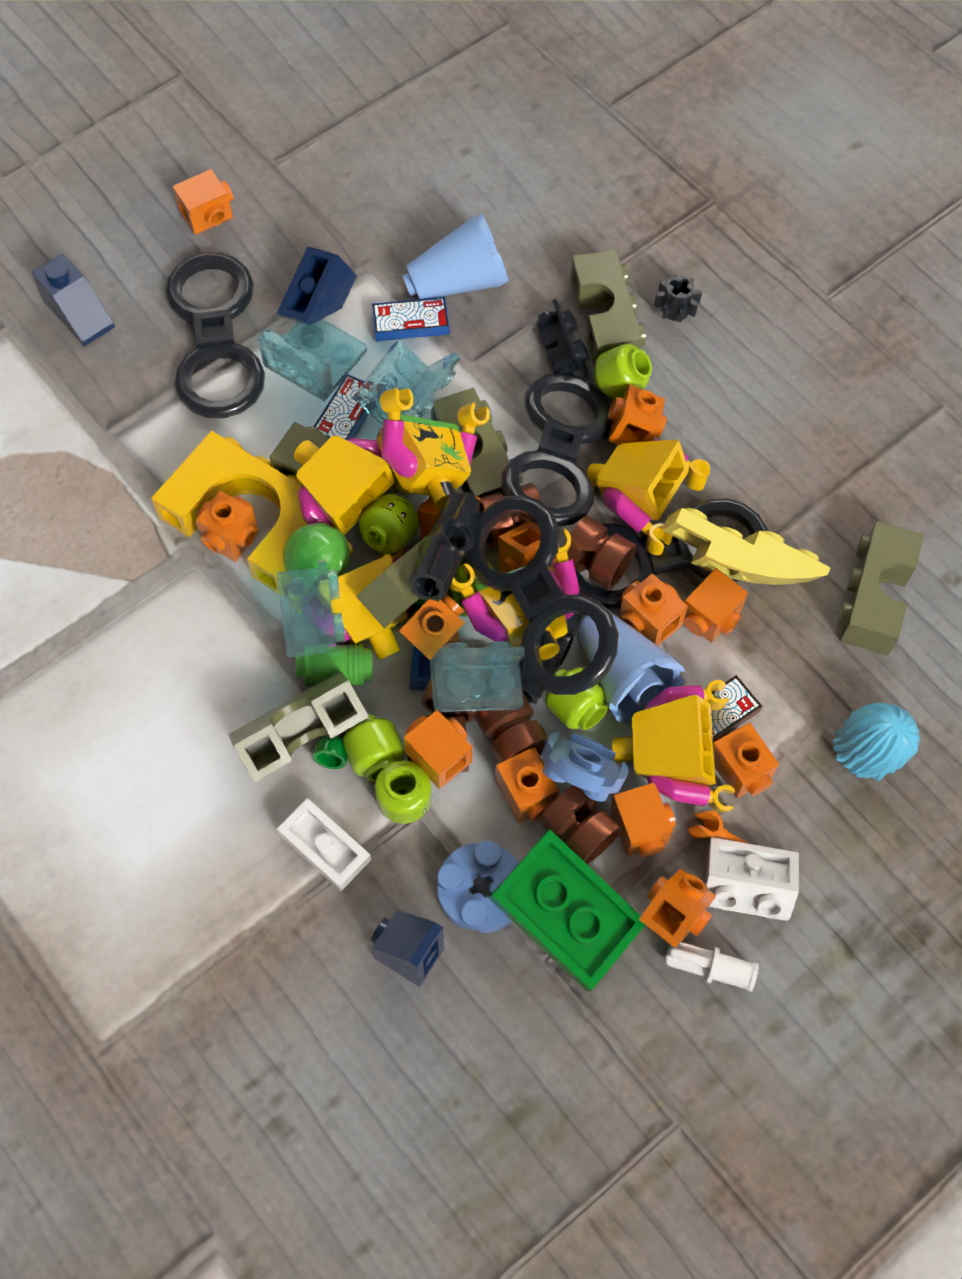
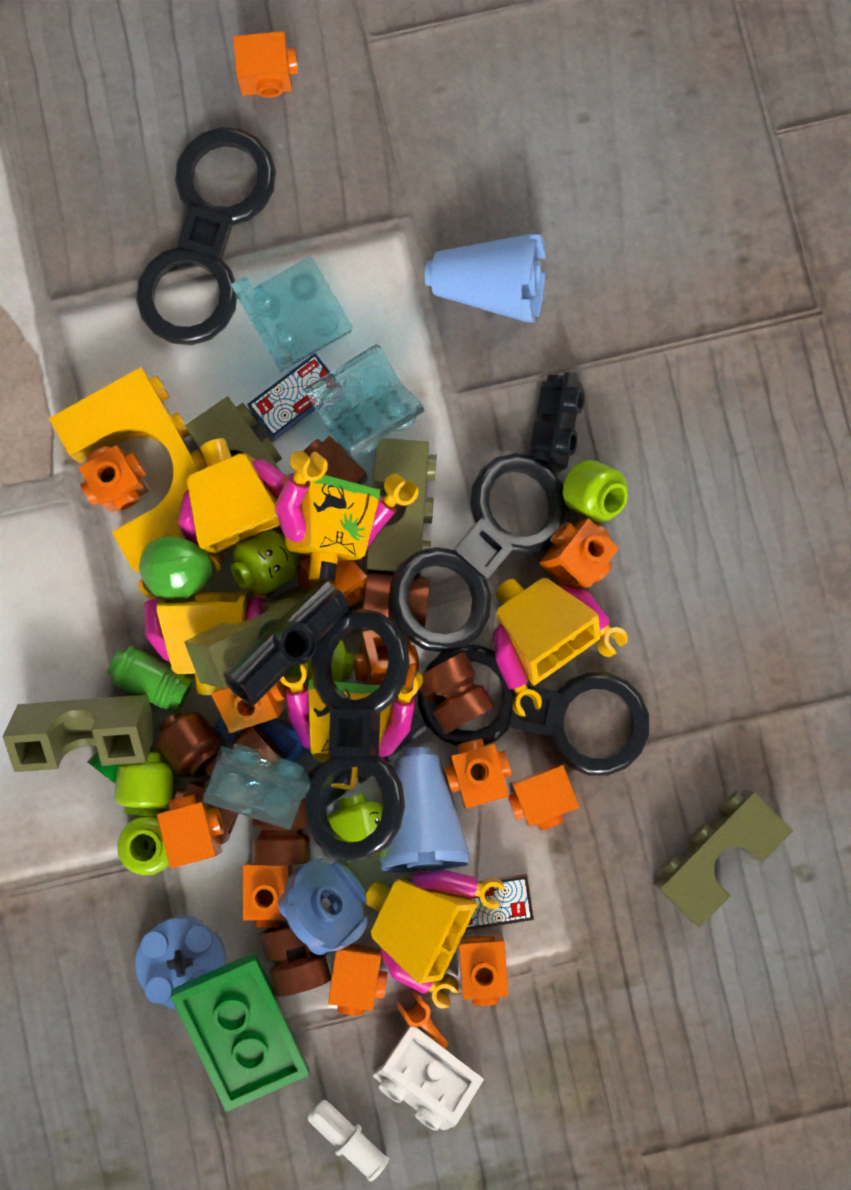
camera: 30 degrees right, 20 degrees up
(72, 299) = (74, 130): slope -> none
(308, 610) = (134, 635): clear light blue bracket -> none
(317, 287) = (326, 240): dark blue slope -> none
(324, 844) = (57, 853): white plate -> none
(395, 698) = (188, 743): none -> copper head
(408, 945) = (80, 994): dark blue slope -> none
(410, 319) = (414, 313): tile -> none
(603, 283) = (634, 365): olive arch -> none
(678, 298) = (707, 414): black gear -> none
(678, 907) = (340, 1081): orange brick -> none
(756, 559) = (601, 770): light yellow slope -> none
(876, 740) = (622, 1010): medium azure hair -> none

